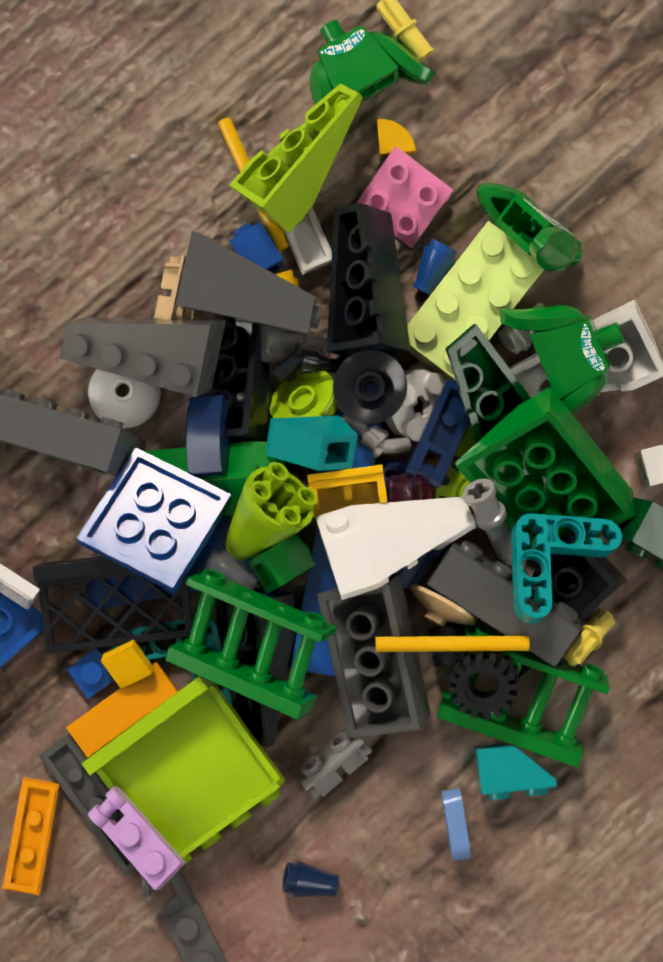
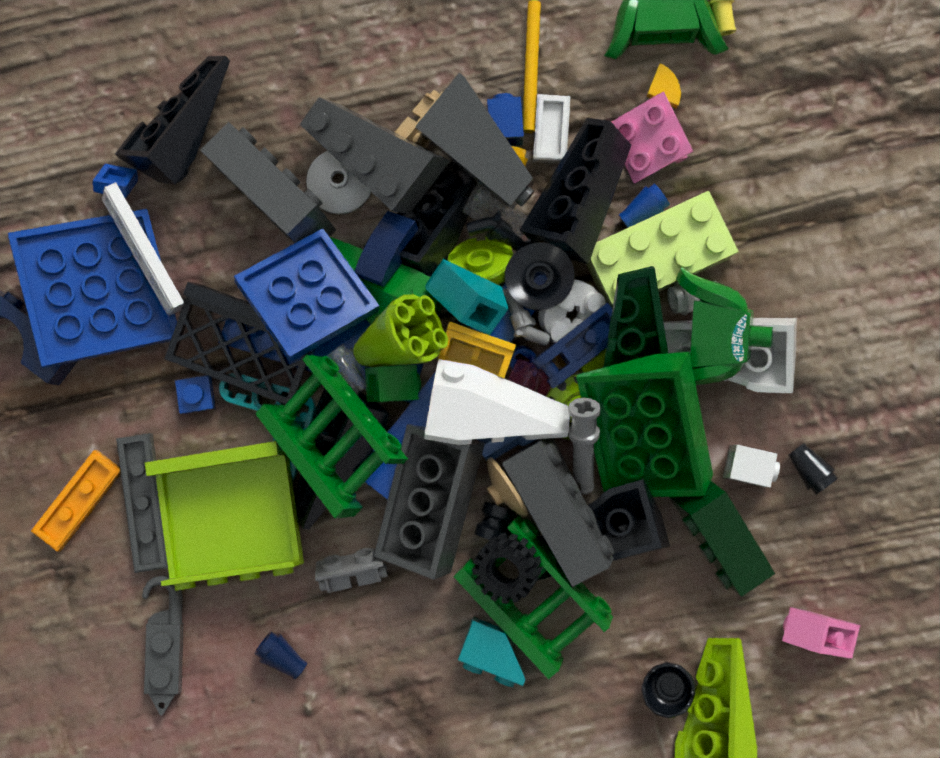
camera: 30 degrees right, 0 degrees up
(121, 710) = (202, 436): light orange tile -> none
(127, 664) = (224, 401): yellow tile -> none
(137, 838) = (158, 547): lavender plate -> none
(292, 173) = (565, 72): lime wedge -> none
(451, 643) = (497, 523): yellow bar -> none
(456, 824) = (424, 672): medium blue beam -> none
(530, 227) = (740, 214): green torso -> none
(549, 543) = (618, 480): teal beam -> none
(589, 637) = (614, 577): light yellow axle -> none

